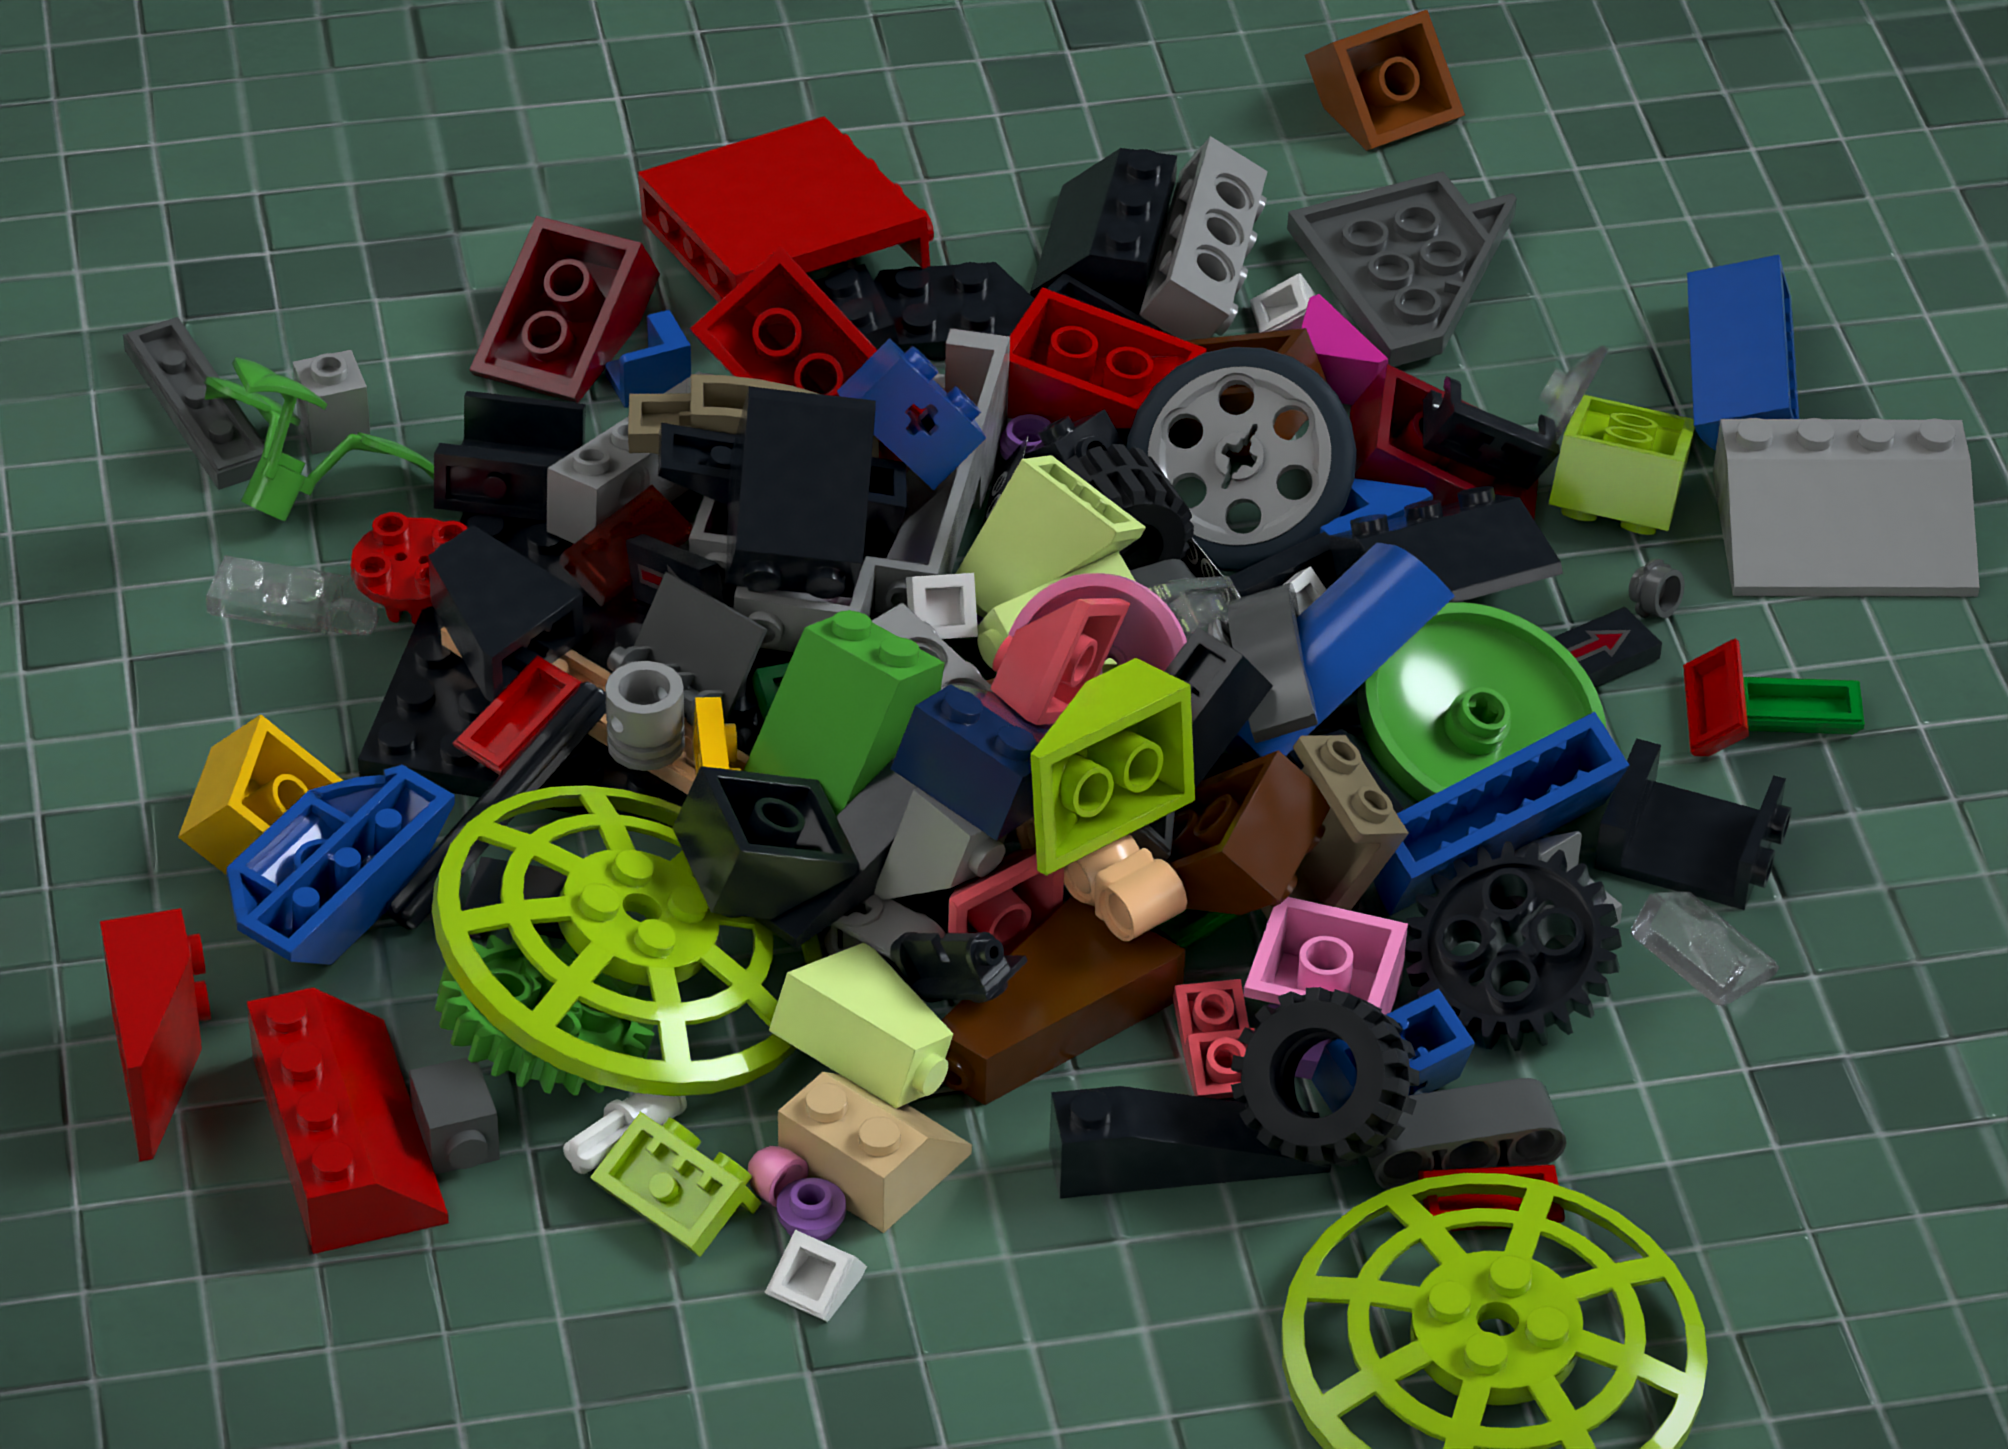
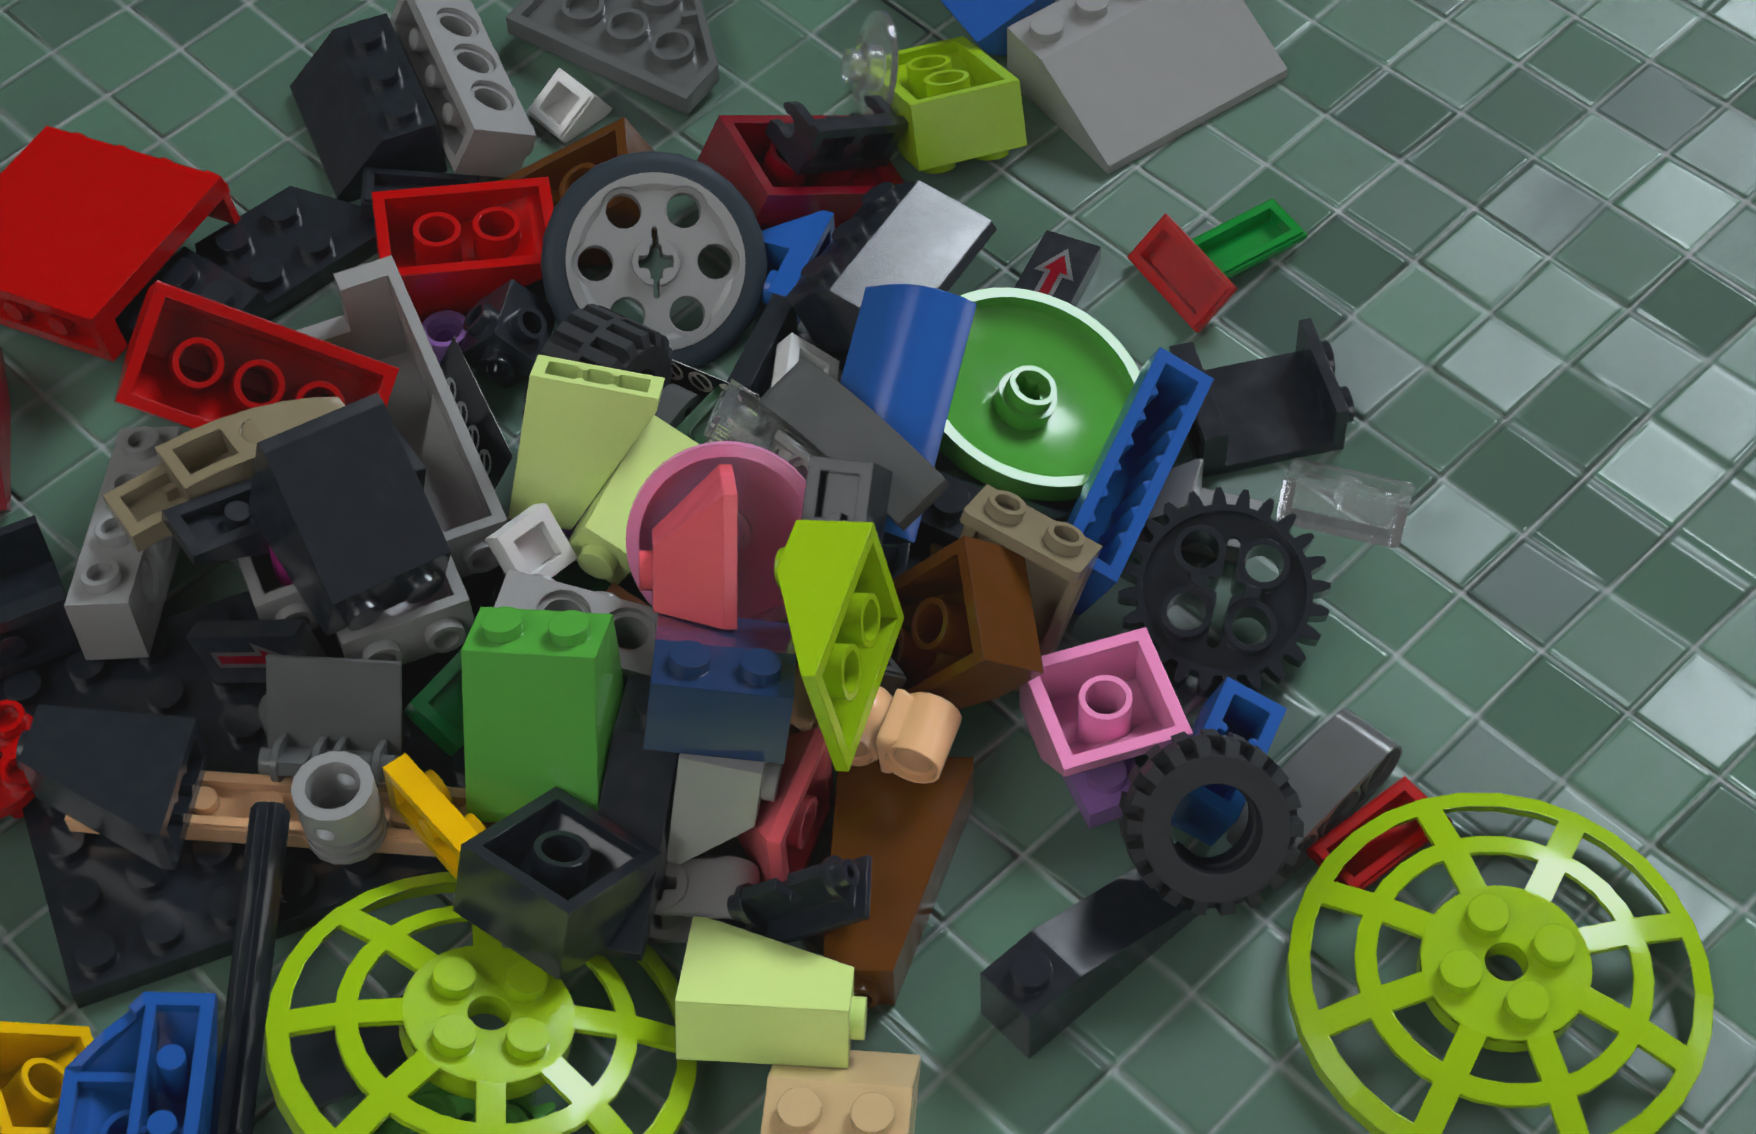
camera: 30 degrees left, 10 degrees up
(516, 714) = (208, 870): red tile -> none
(601, 556) = (167, 661): clear red plate -> none
(656, 367) = (62, 443): blue panel -> none
(937, 437) = (358, 362): blue brick -> none
(1209, 1028) = (1044, 826): coral slope -> none
(1343, 352) = (660, 121): dark pink slope -> none
(1656, 589) = (1056, 201): dark grey plate -> none

